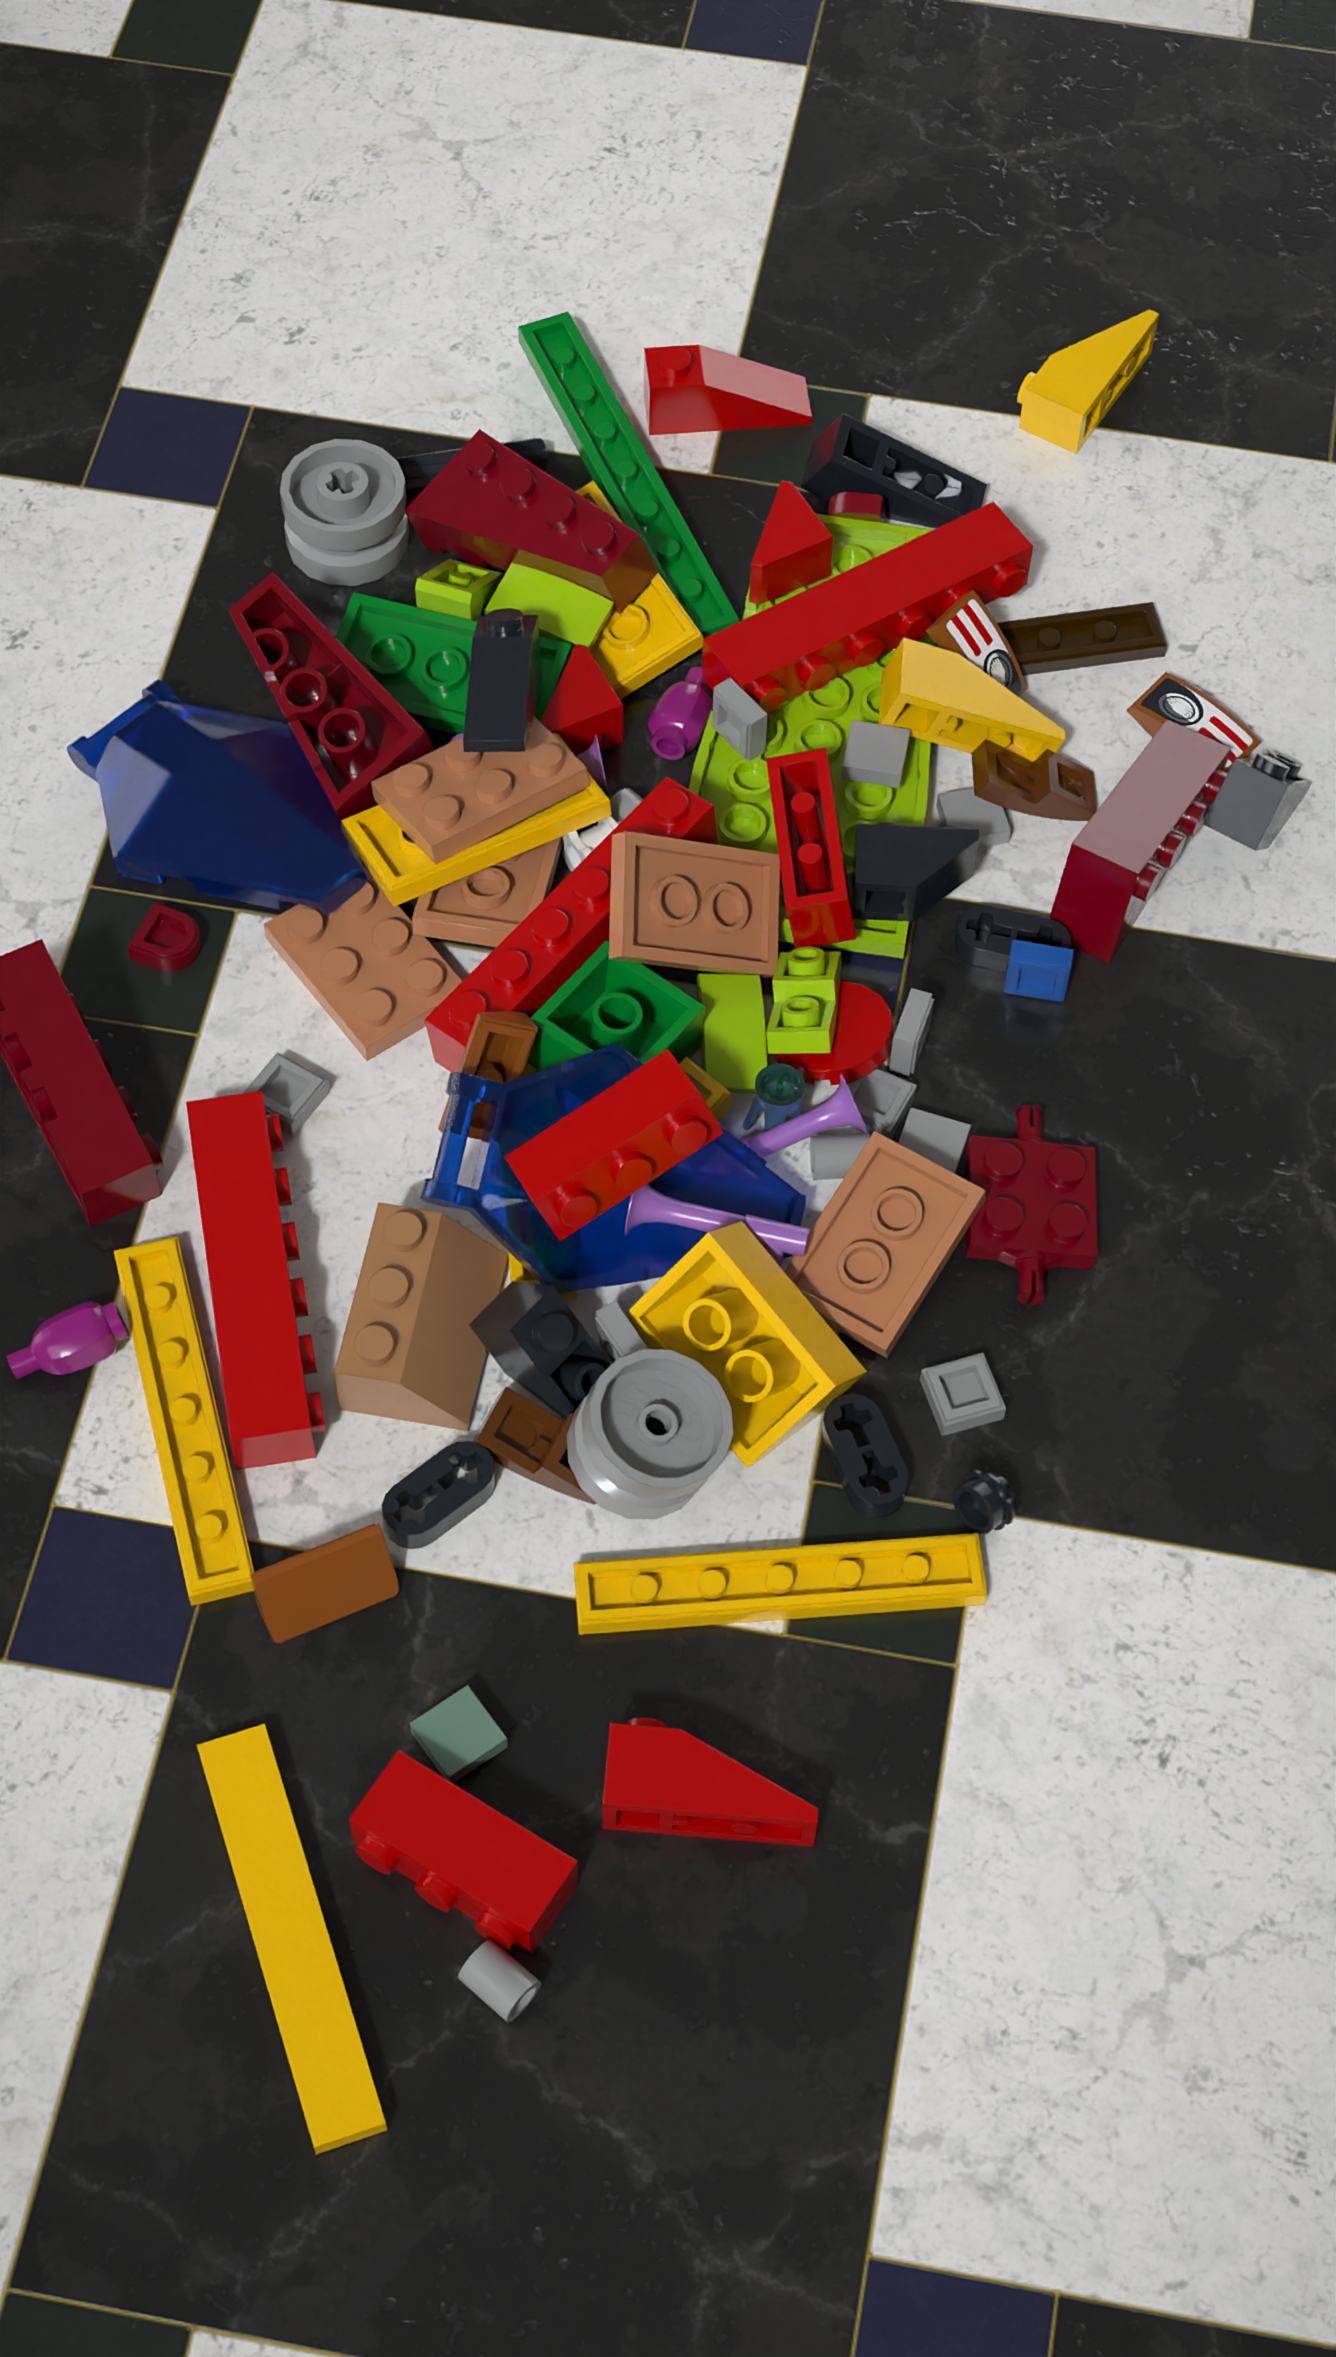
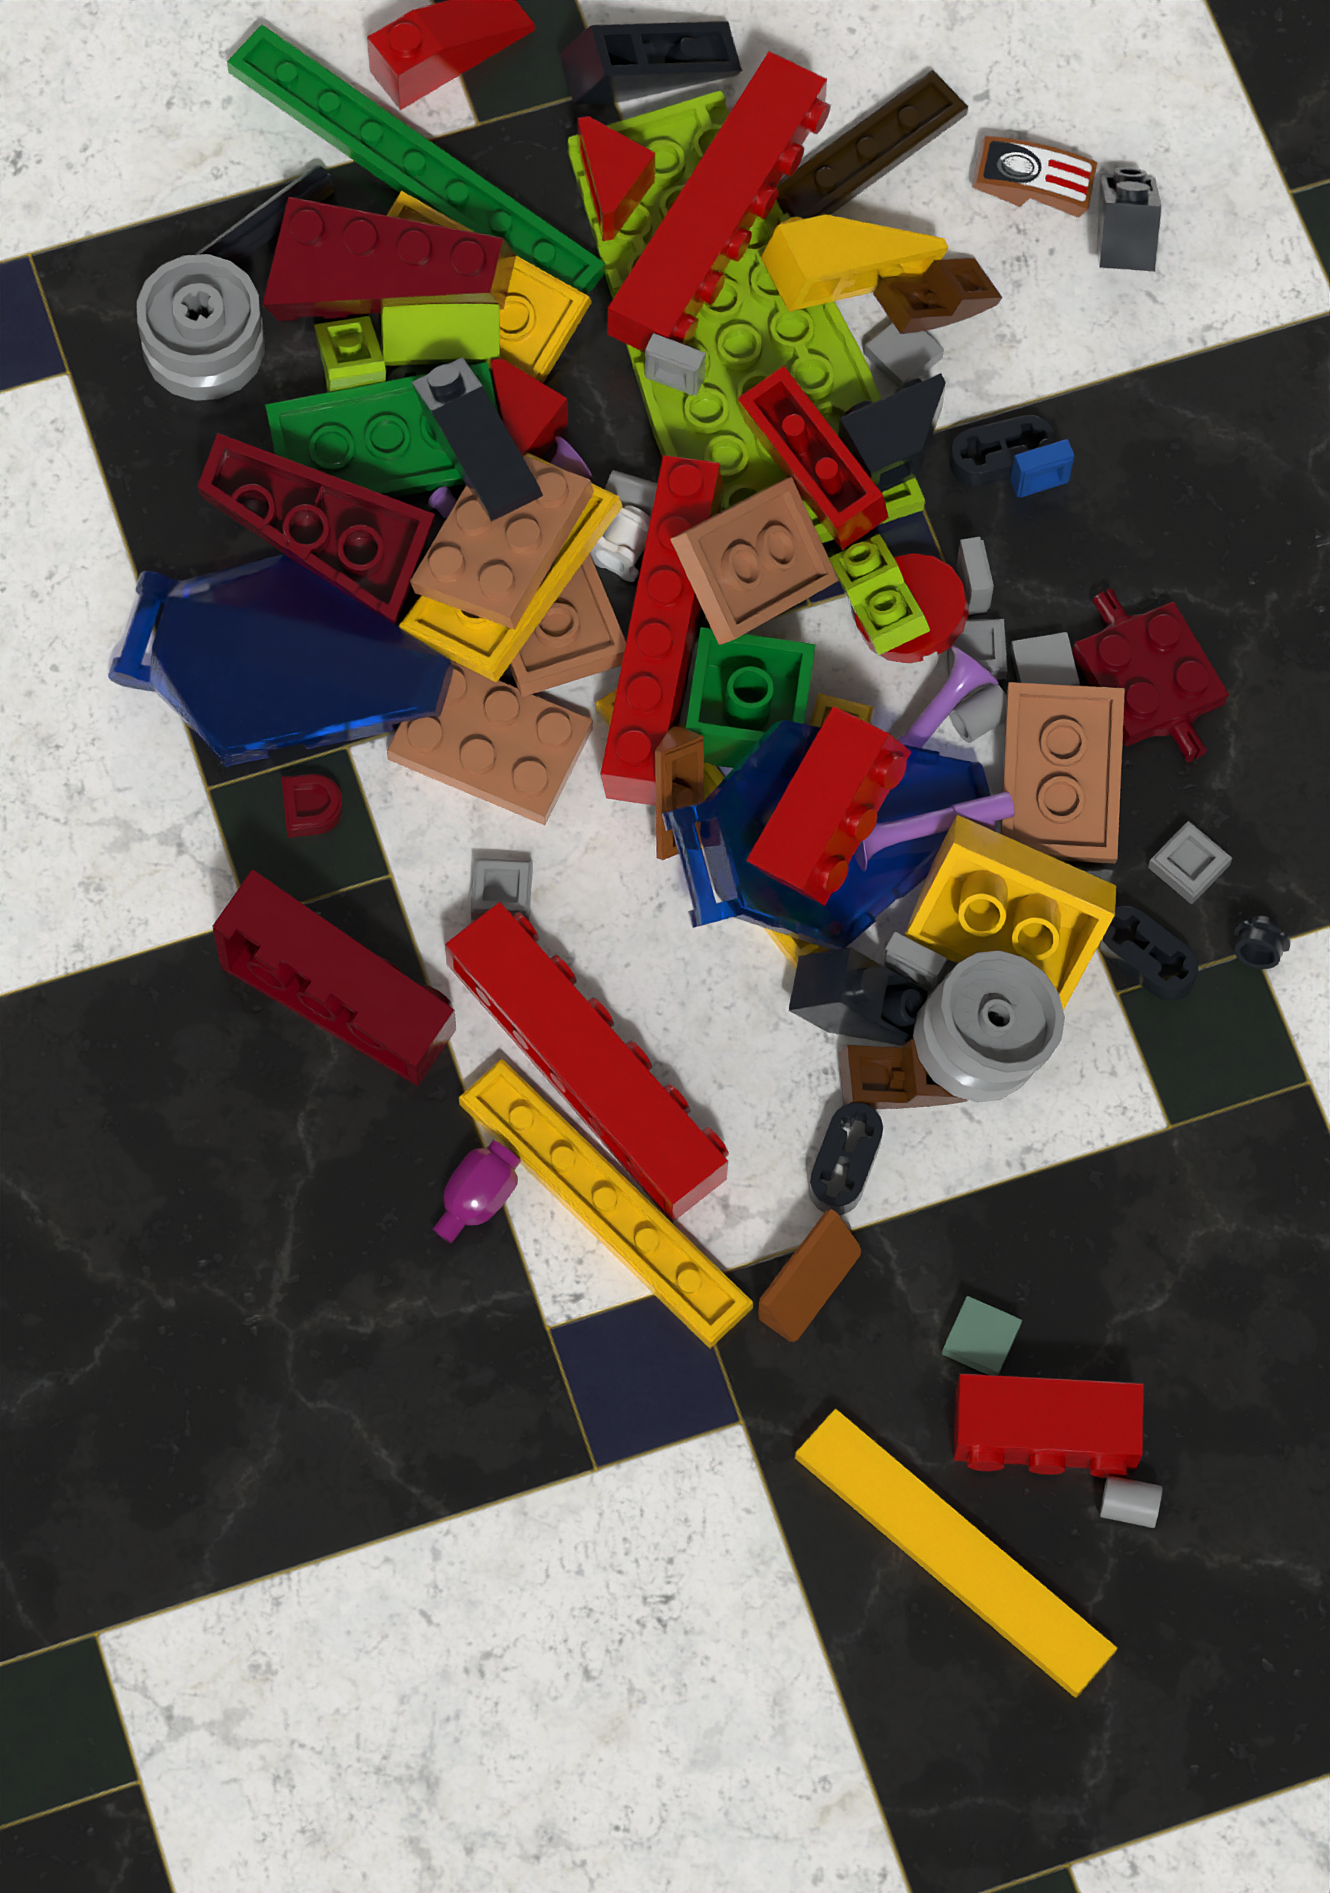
camera: 30 degrees left, 10 degrees up
(410, 1317) = (738, 1025): medium nougat slope -> none
(680, 716) = (610, 378): magenta plant -> none
(683, 1787) = (1178, 1283): red slope -> none
(733, 1029) = (841, 654): lime slope -> none
(777, 1095) = (909, 687): clear green piece -> none
(779, 1583) = (1143, 1090): yellow tile -> none
(858, 506) = (637, 103): dark red tile -> none
(875, 753) = (801, 336): light grey tile -> none
(976, 636) = (822, 189): slope -> none
(1137, 837) = (1057, 303): wedge -> none

